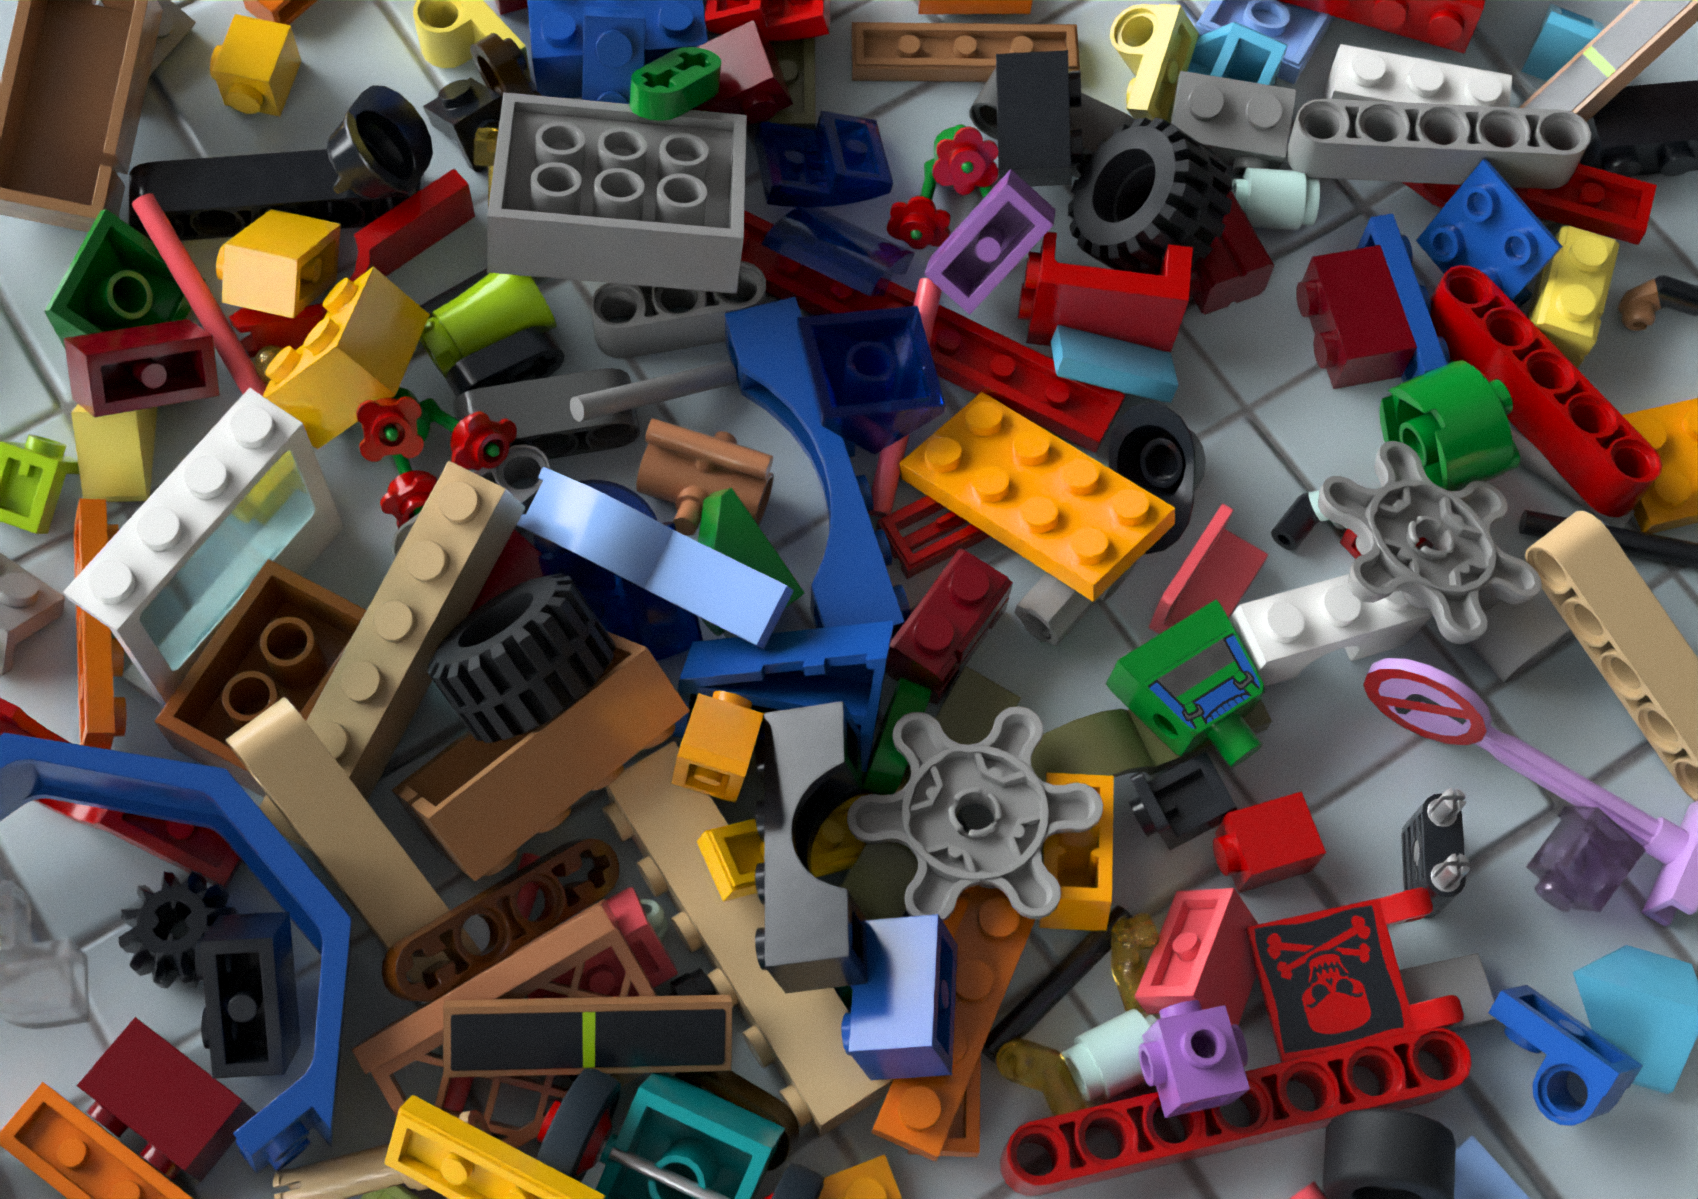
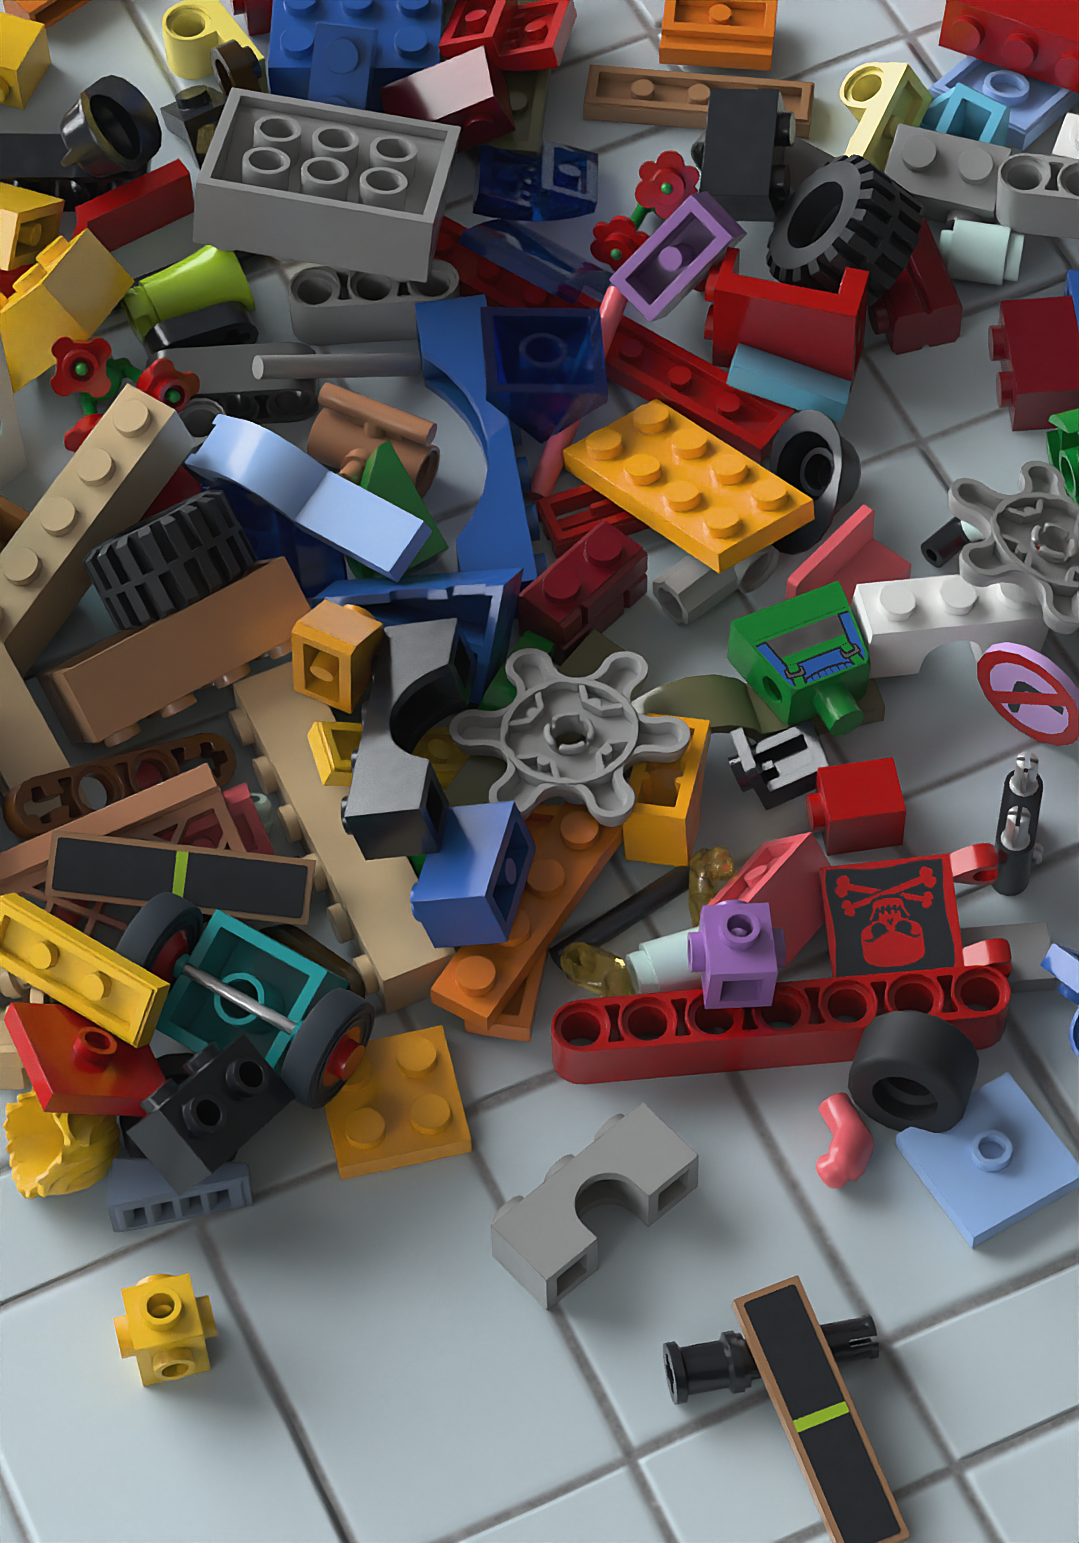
camera: 15 degrees right, 10 degrees down
(675, 83) = (396, 93): green beam -> none

